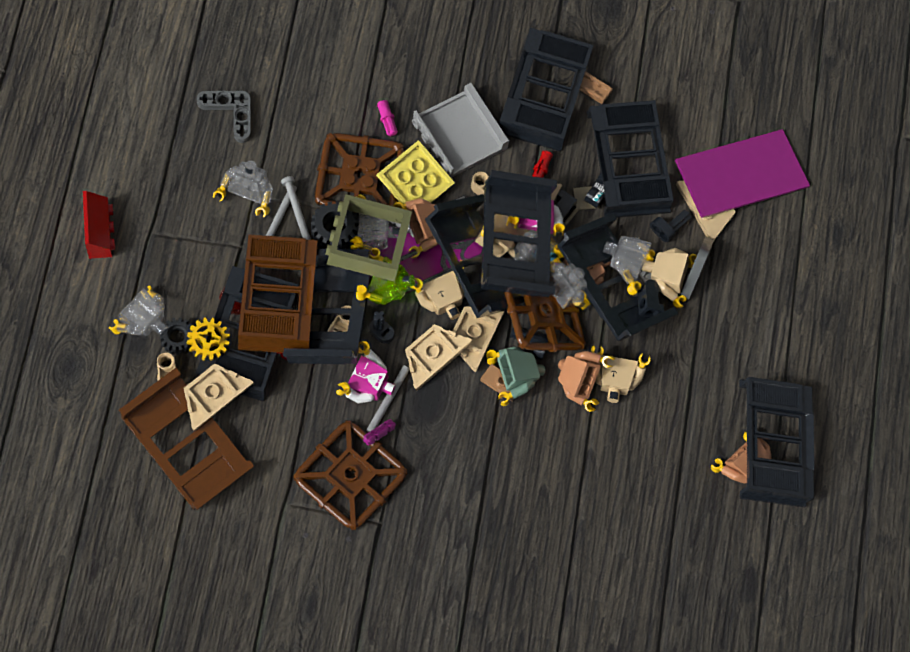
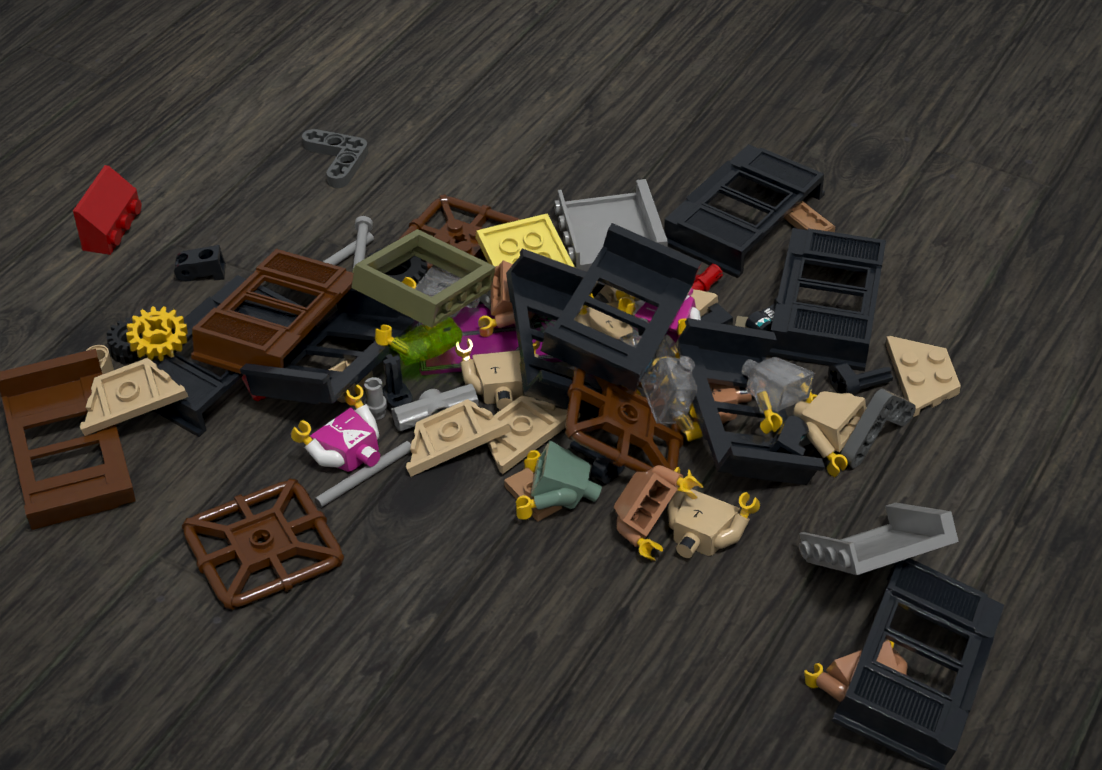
camera: 30 degrees right, 25 degrees down
(142, 315) = (98, 301): clear torso -> none
(187, 252) = (200, 263): none -> black leg
(249, 183) = (311, 212): clear torso -> none
(372, 339) = (374, 397): none -> light grey pin
(379, 432) = (328, 501): magenta axle -> none
(387, 118) = (524, 197): dark pink axle -> none
(410, 332) = (430, 403): none -> light grey piece
(732, 367) = (909, 533): none -> light grey panel
(742, 173) = (986, 347): magenta piece -> none

